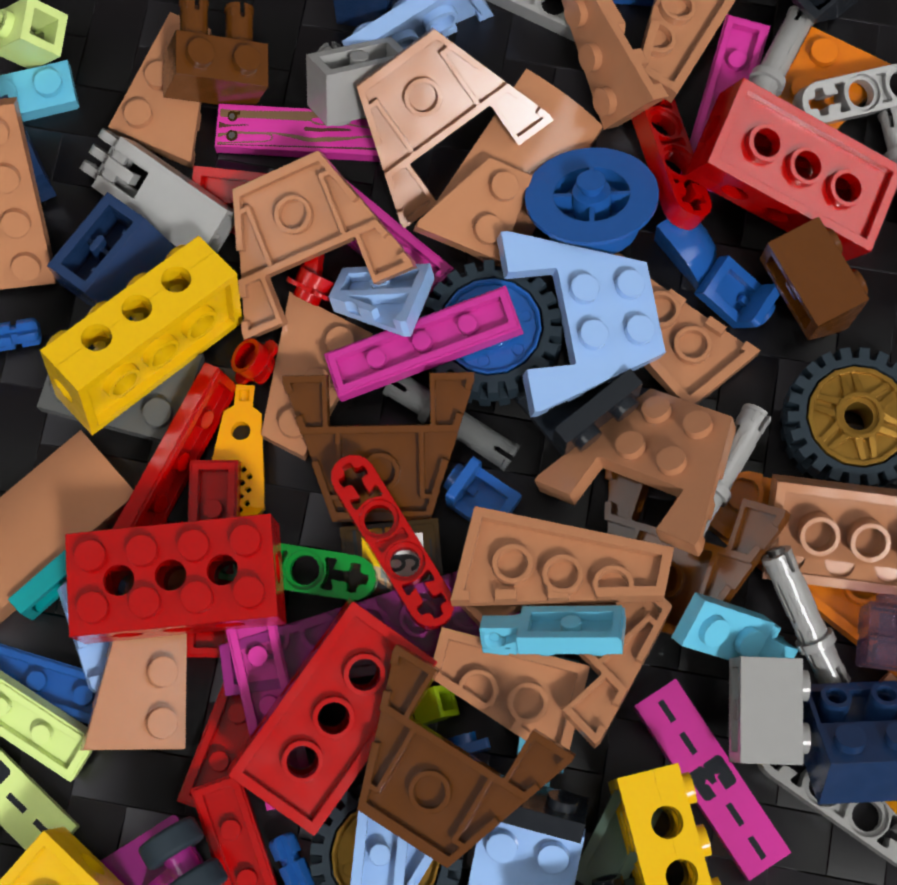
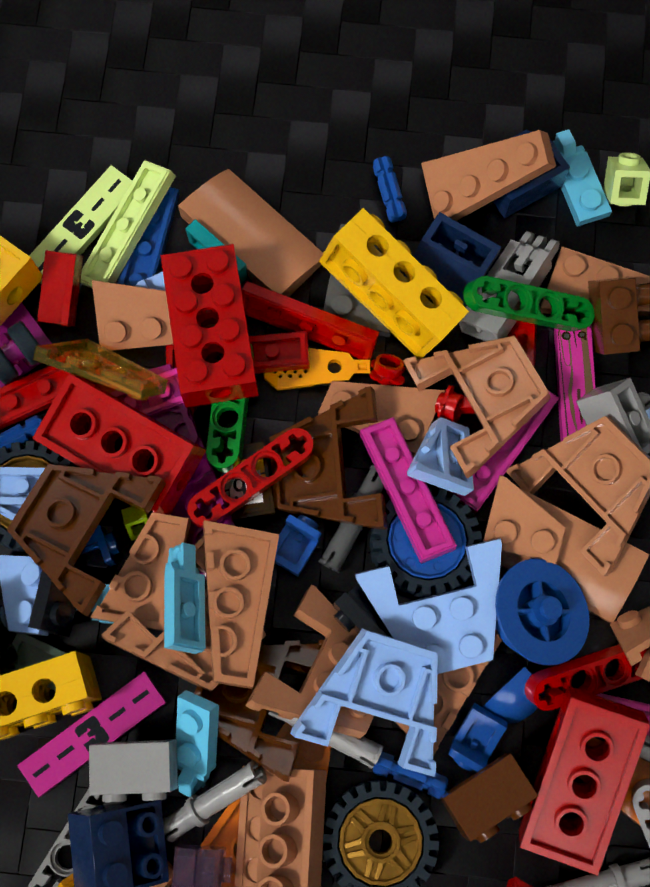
camera: 85 degrees right, 0 degrees up
(85, 801) = (60, 288): none -> red panel
(187, 164) = (529, 308): none -> green beam
(216, 736) = (101, 366): none -> clear yellow wing
(671, 389) = (382, 680): none -> light blue wing
(779, 374) = (435, 786): none -> blue axle

